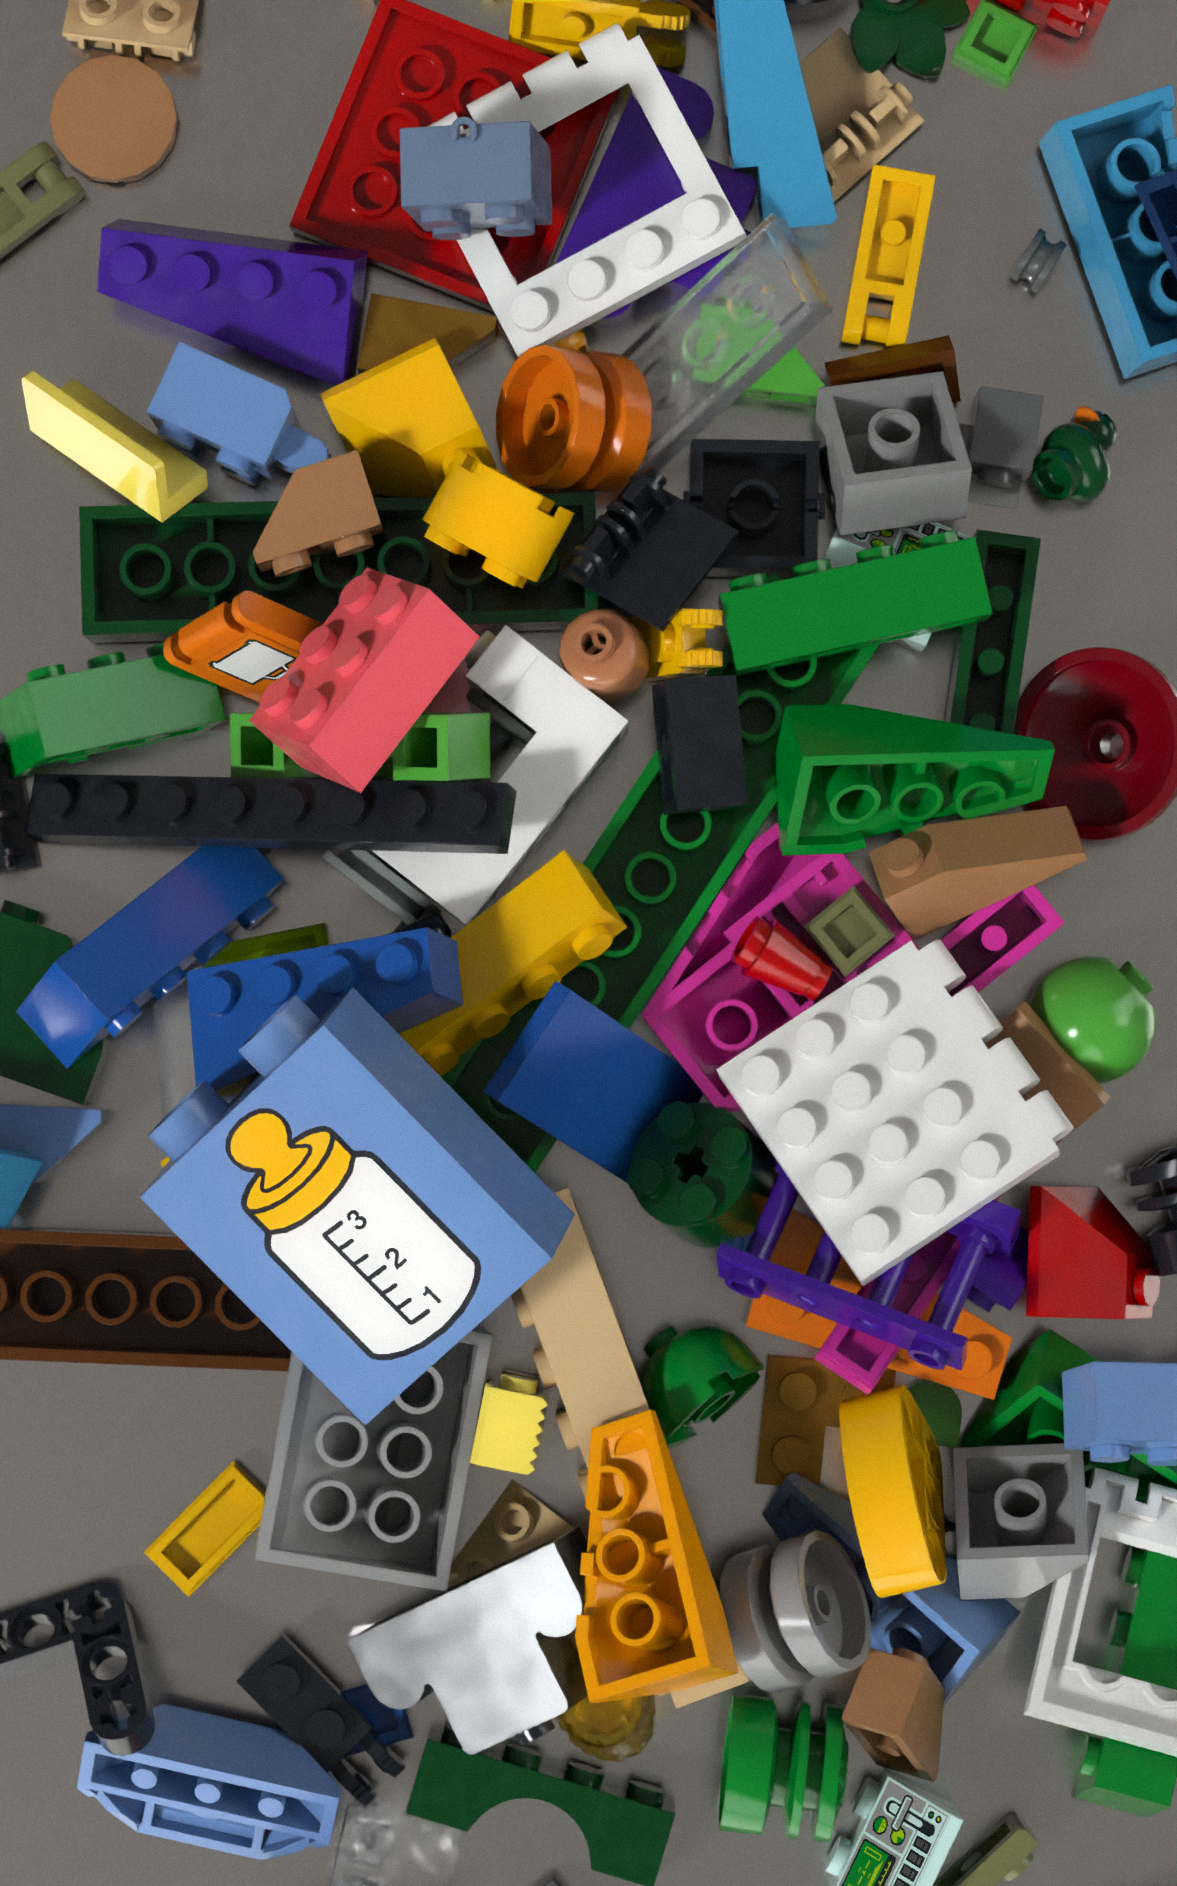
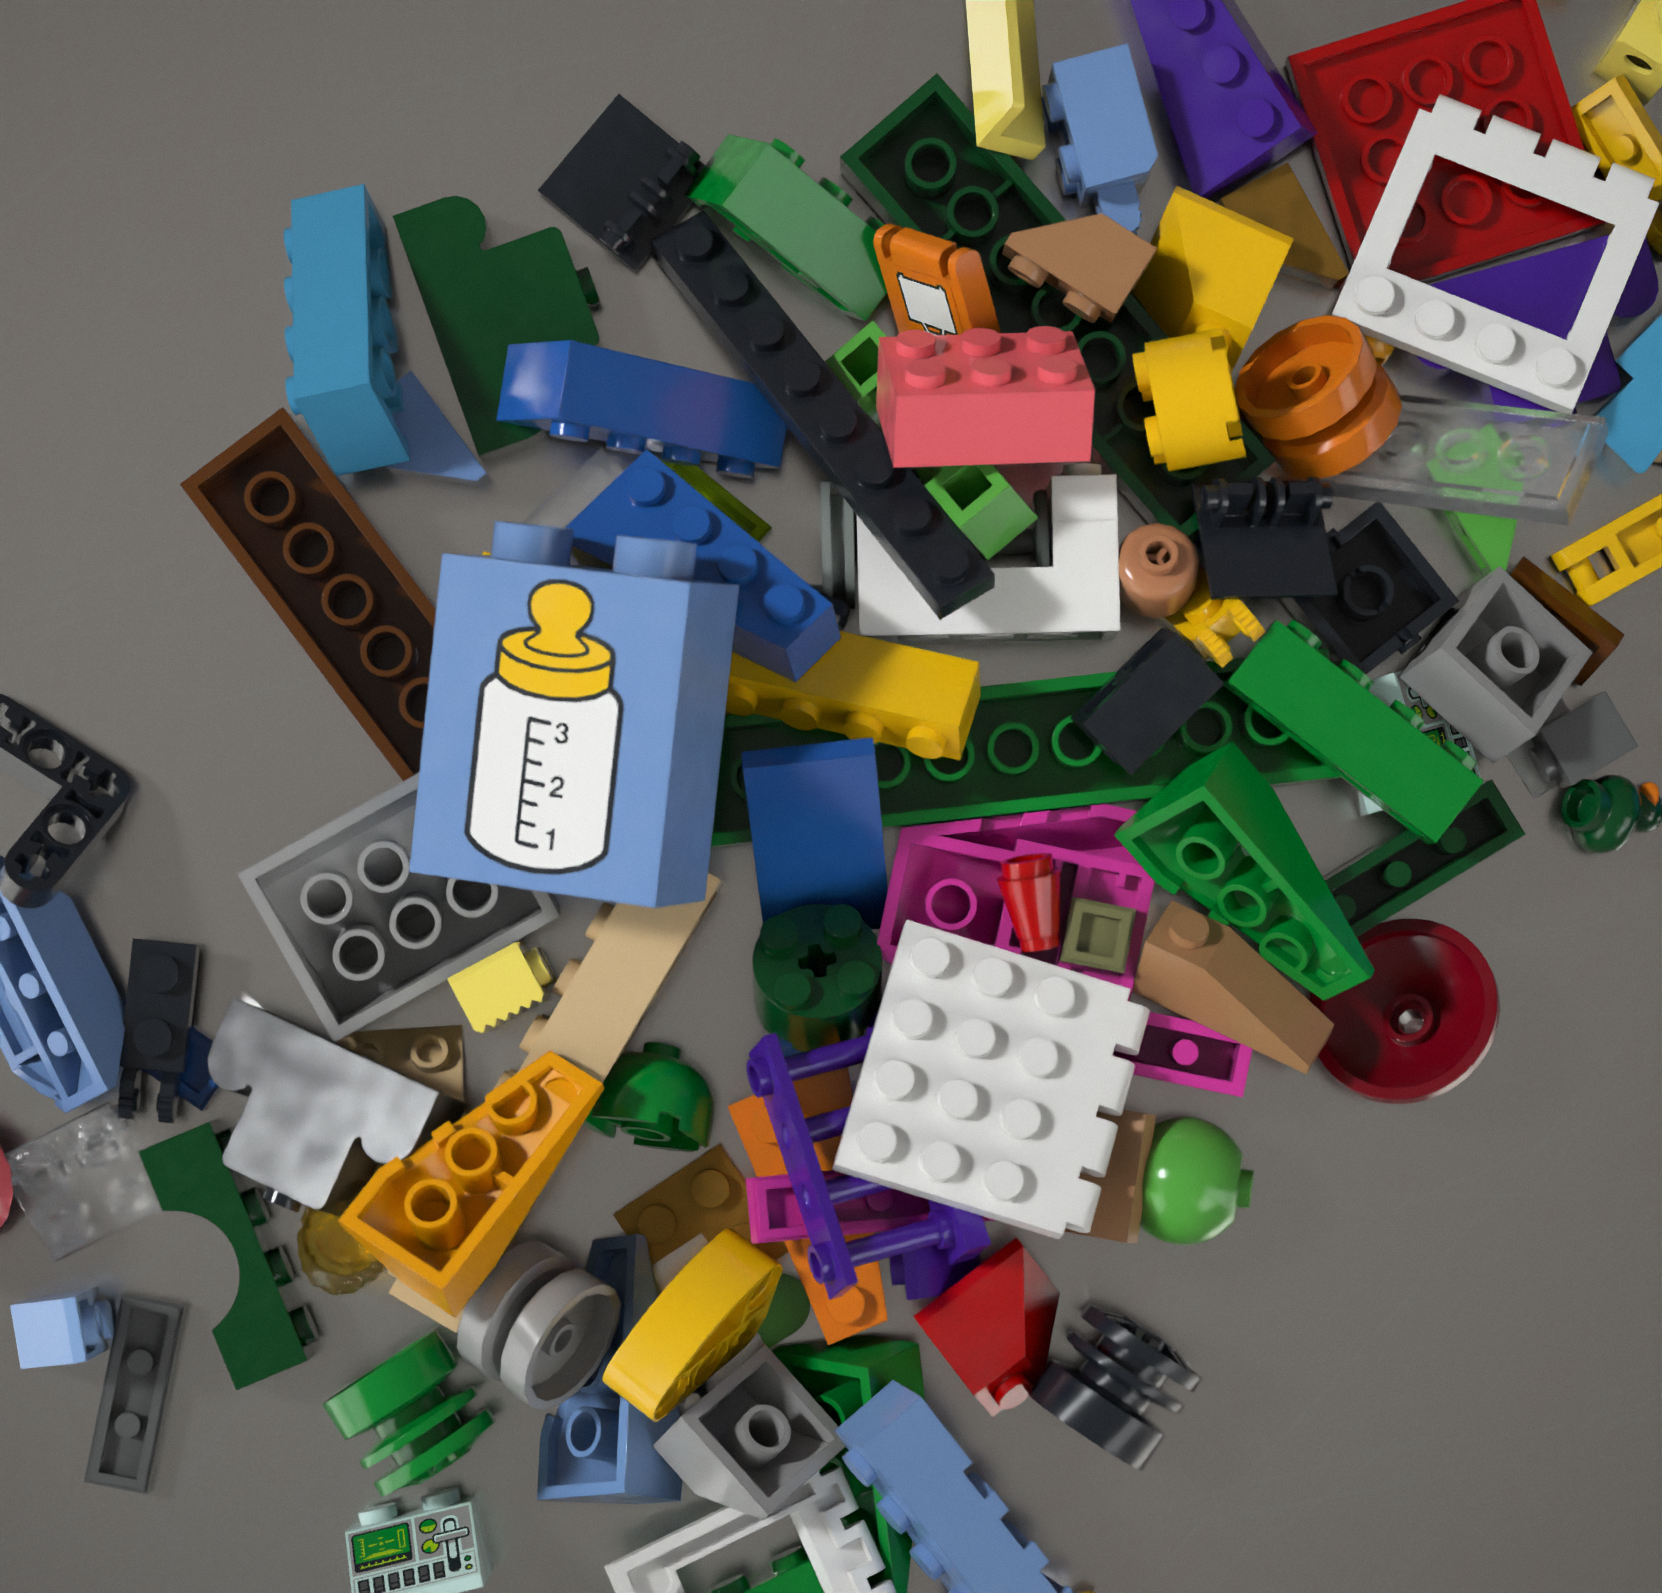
camera: 50 degrees right, 0 degrees up
(209, 1529) = (232, 822): yellow tile -> none
(476, 181) = (1442, 171): sand blue brick -> none
(898, 1712) = (526, 1469): medium nougat slope -> none

